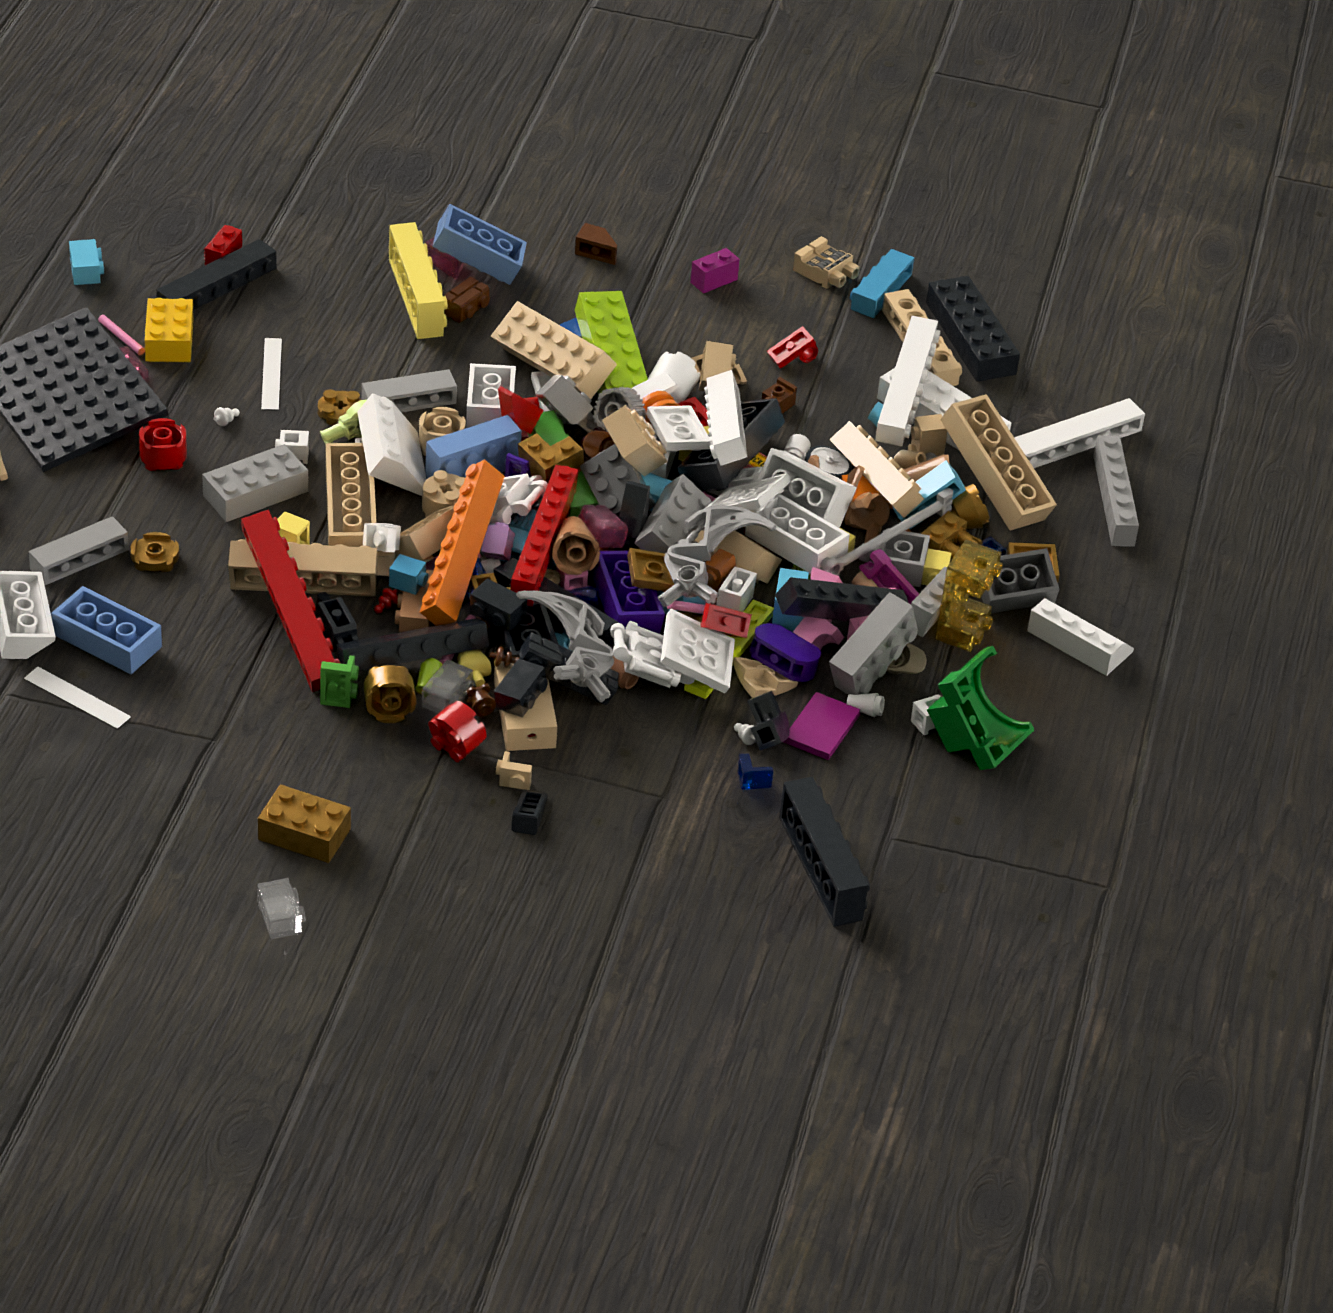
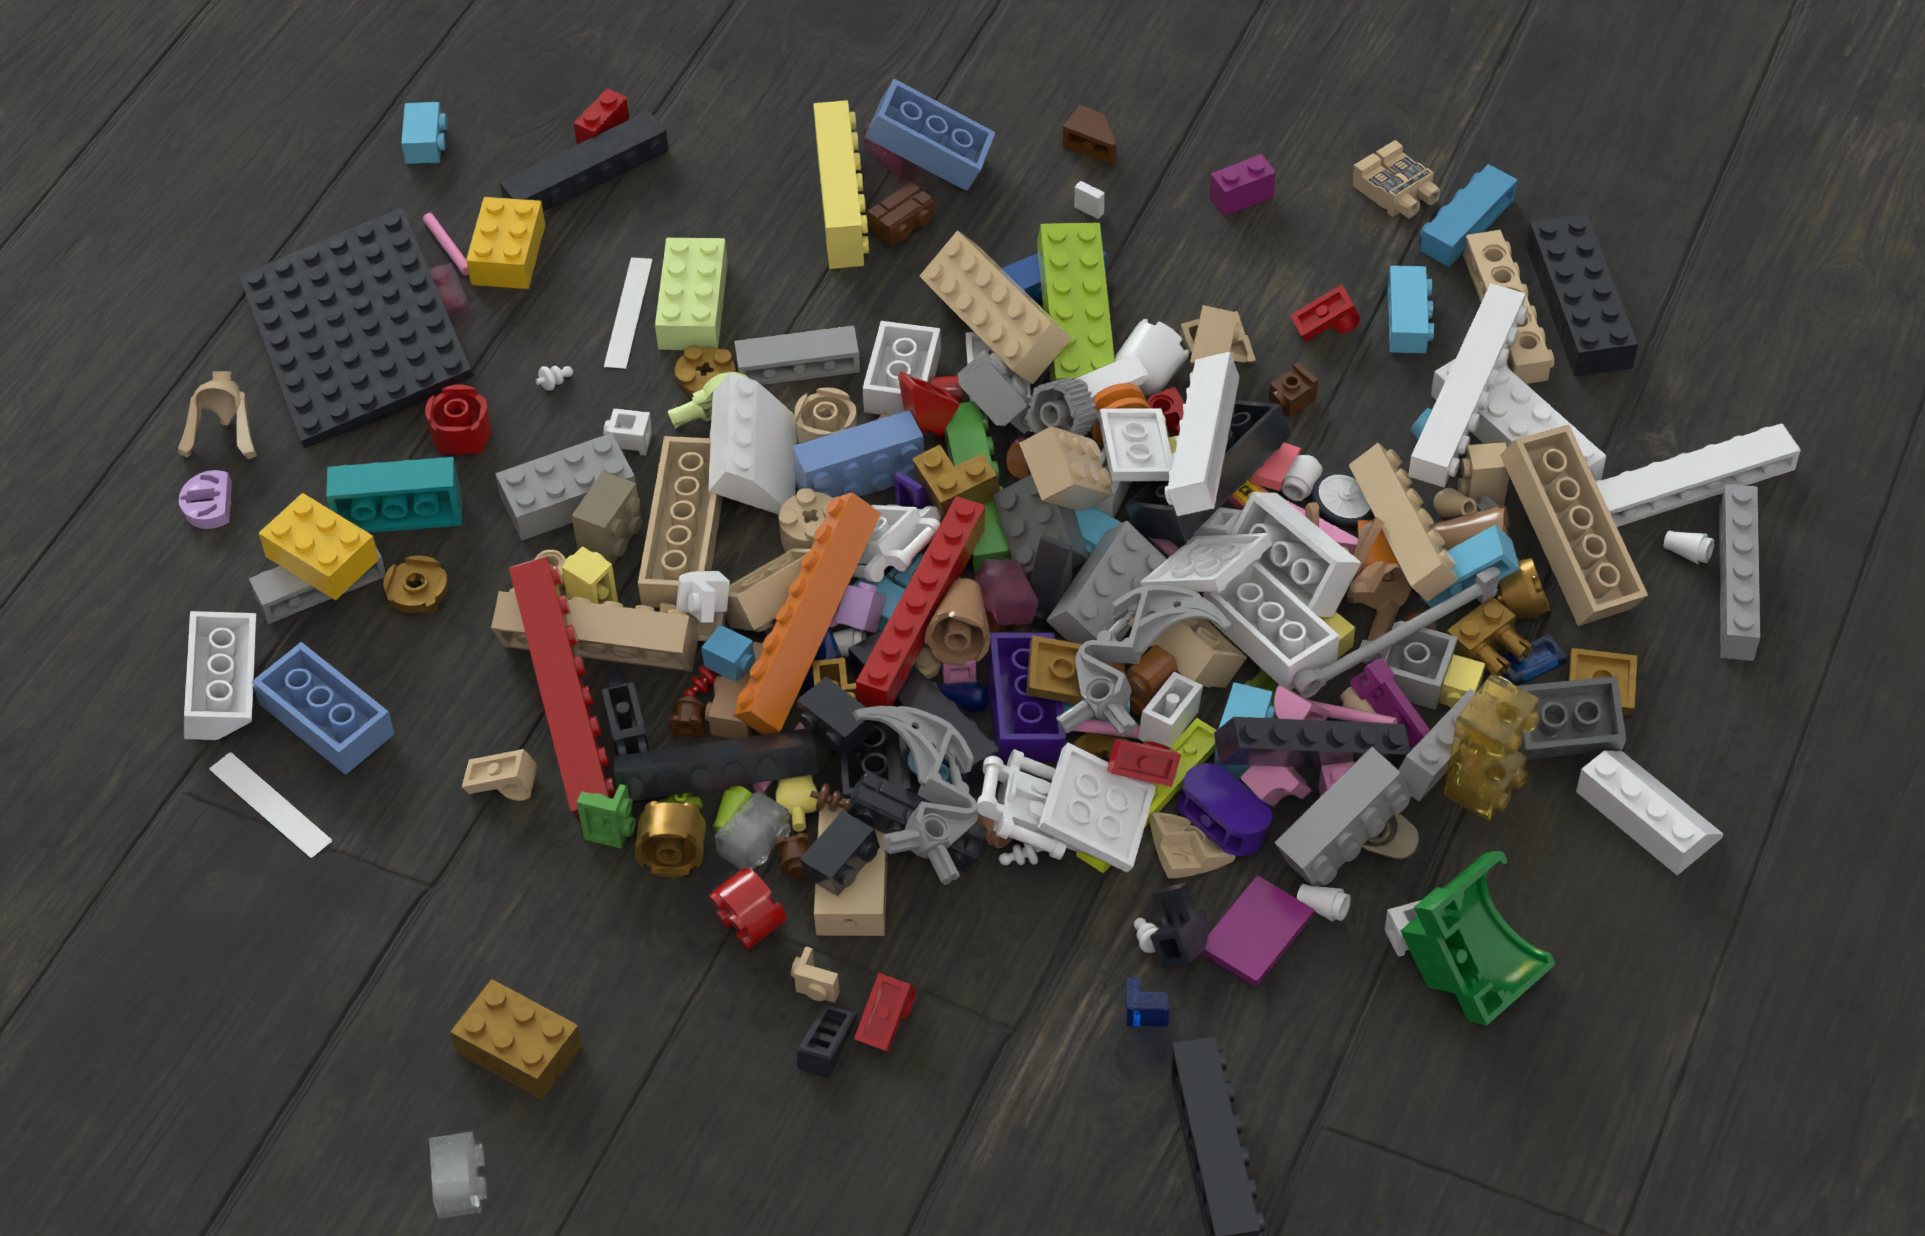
camera: 15 degrees right, 10 degrees up
(81, 524) = (319, 546): none -> yellow brick
(128, 492) = (396, 494): none -> teal brick
(257, 661) = (508, 772): none -> tan plate
(295, 492) = (608, 517): none -> dark tan brick
(319, 355) = (691, 293): none -> yellowish green brick
(381, 621) = (687, 717): none -> reddish brown brick
(569, 788) = (886, 1007): none -> red plate
(603, 282) = (1089, 200): none -> white tile
(644, 690) = (1019, 854): none -> white hair
(777, 441) = (1275, 467): none -> coral tile
(851, 343) = (1409, 309): none -> medium azure brick
(1080, 478) = (1692, 546): none -> white cone

